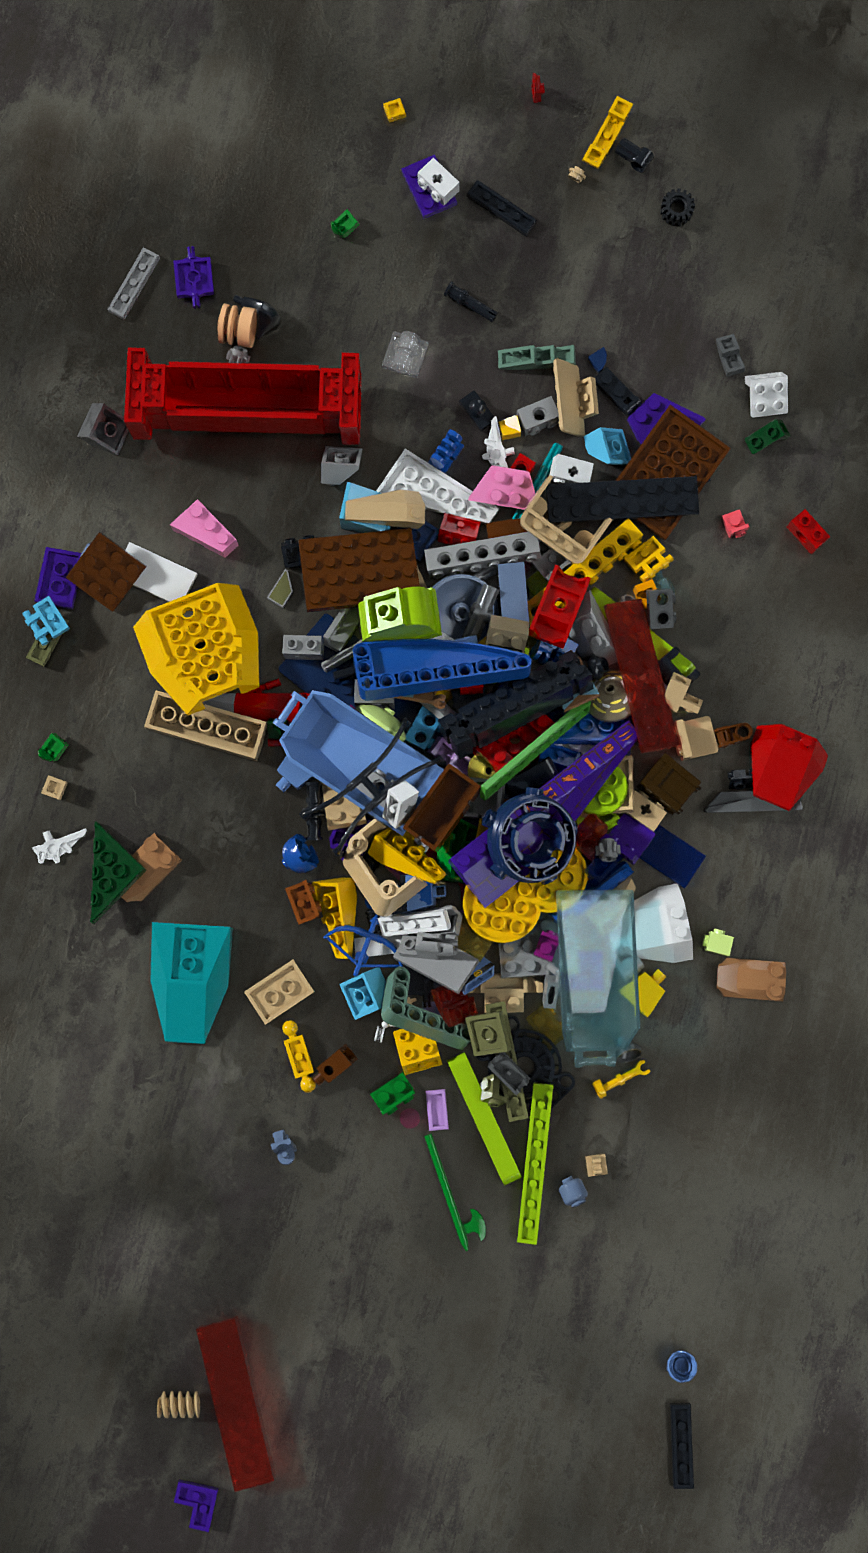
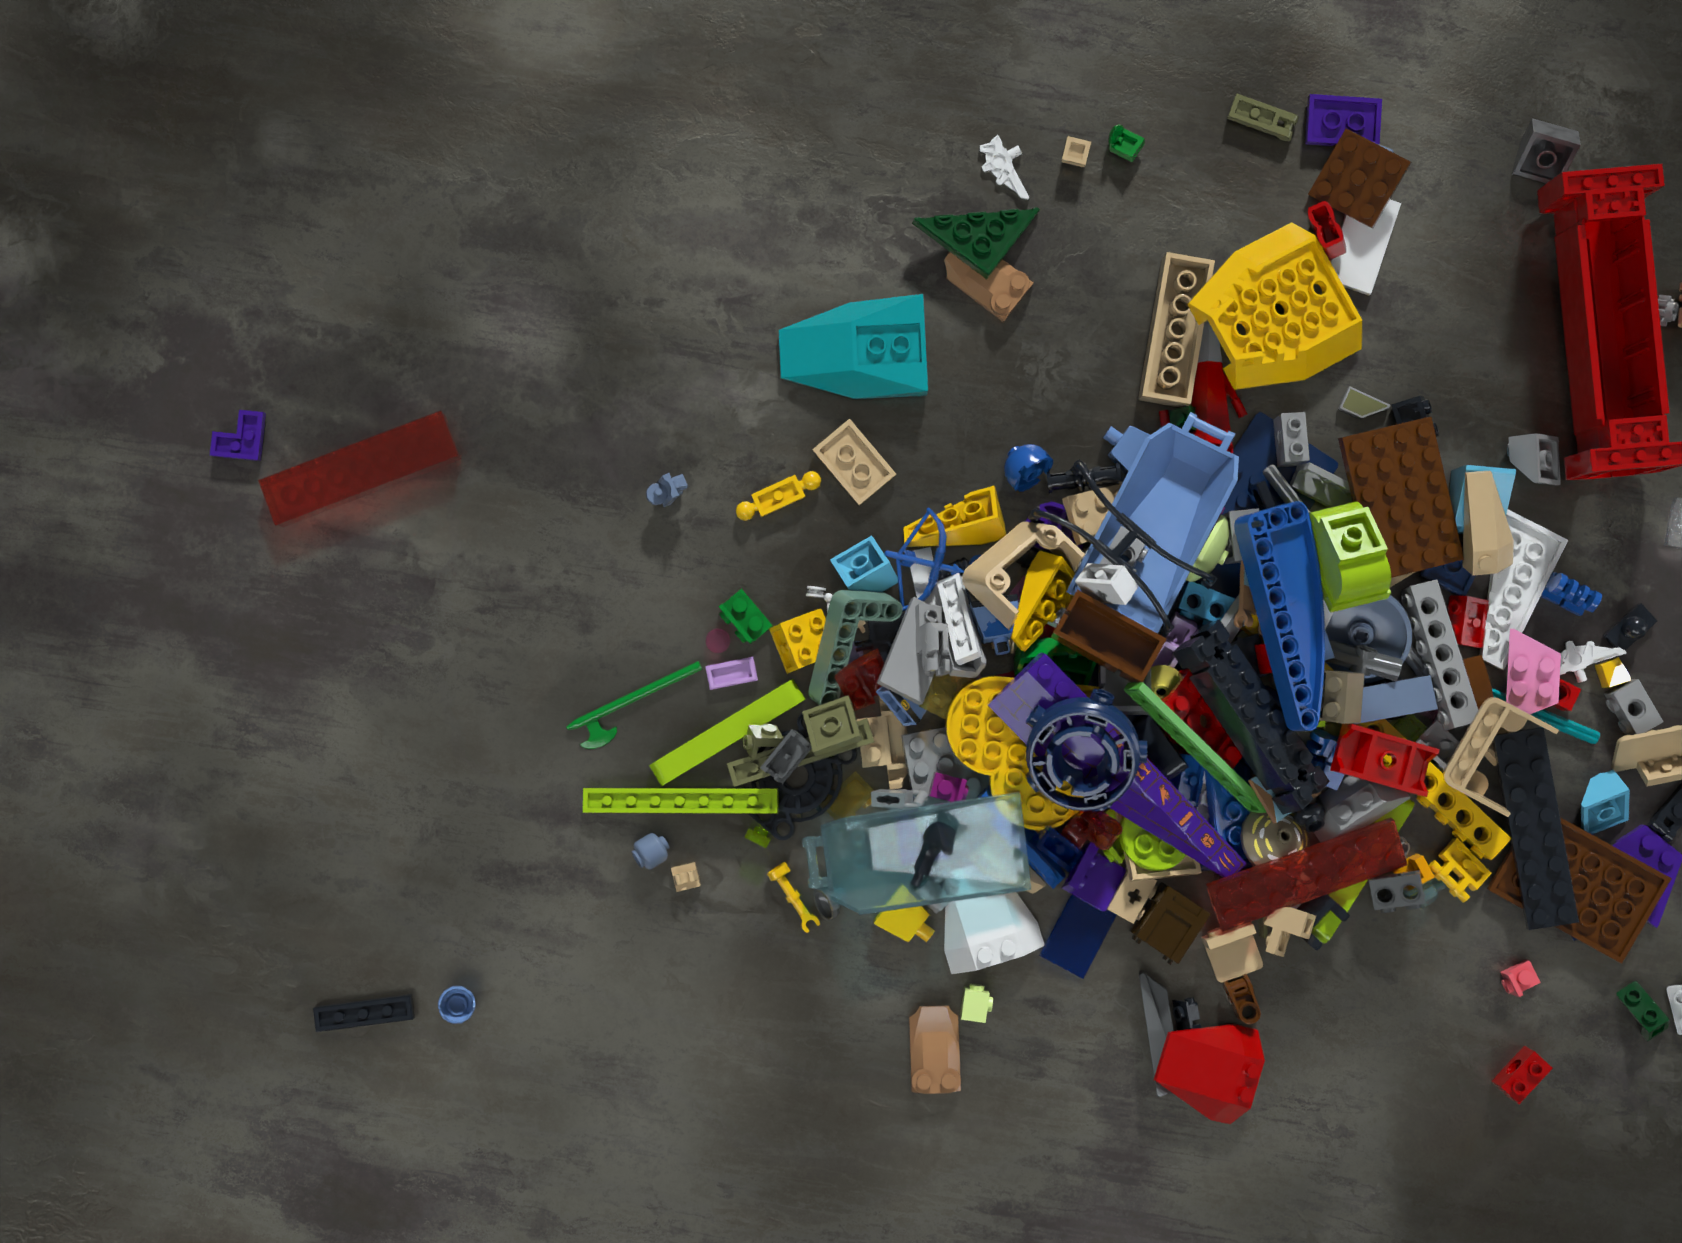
camera: 85 degrees right, 5 degrees up
(50, 616) = (1292, 117): medium azure plate -> none
(143, 601) = (1327, 230): none -> red brick
(178, 1405) = (350, 401): tan piece -> none
(202, 527) = (1429, 296): bright pink wedge -> none
(303, 902) = (968, 478): dark orange bracket -> none
(338, 1061) = (777, 545): reddish brown torso -> none
(562, 464) = (1573, 746): white brick -> none
(569, 1102) = (758, 835): none -> clear neon green plate
(586, 960) = (936, 838): none -> black animal
(608, 850) = (1078, 853): light grey gear -> none

